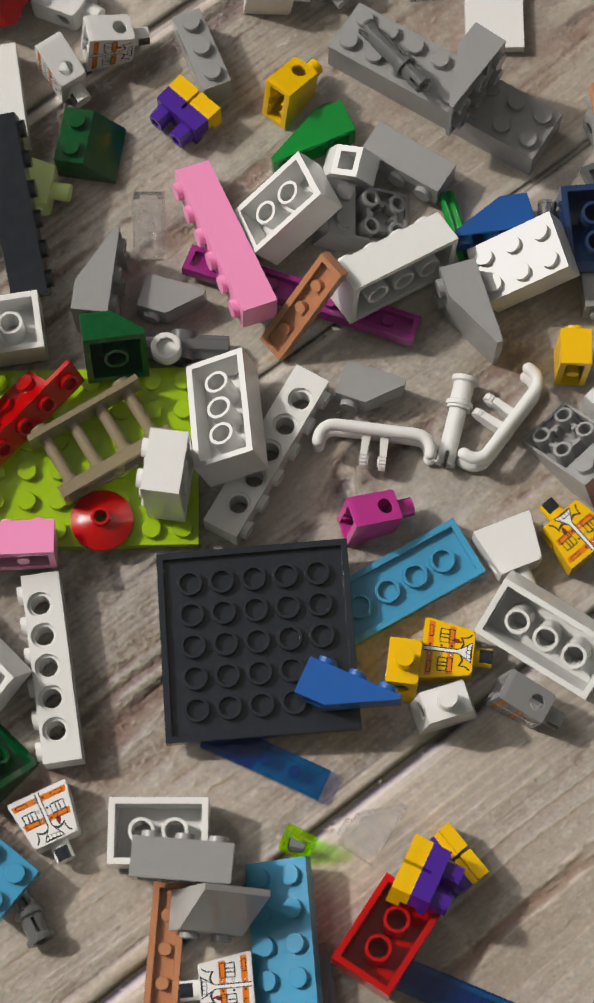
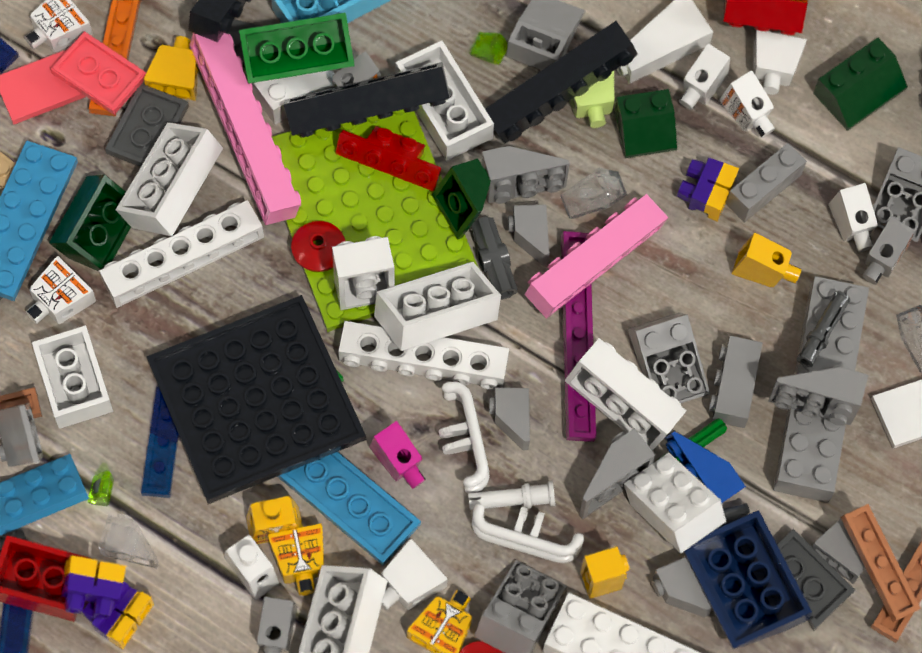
camera: 65 degrees right, 5 degrees down
(100, 470) = (358, 228): dark tan fence -> none
(166, 348) = (483, 241): white tile -> none
(182, 859) = (49, 394): light grey brick -> none
(287, 208) = (644, 291): white brick -> none
(304, 305) = (559, 332): nougat plate -> none
(319, 132) = (731, 298): green slope -> none
(337, 689) = (229, 462): blue slope -> none
(351, 164) = (709, 333): white slope -> none

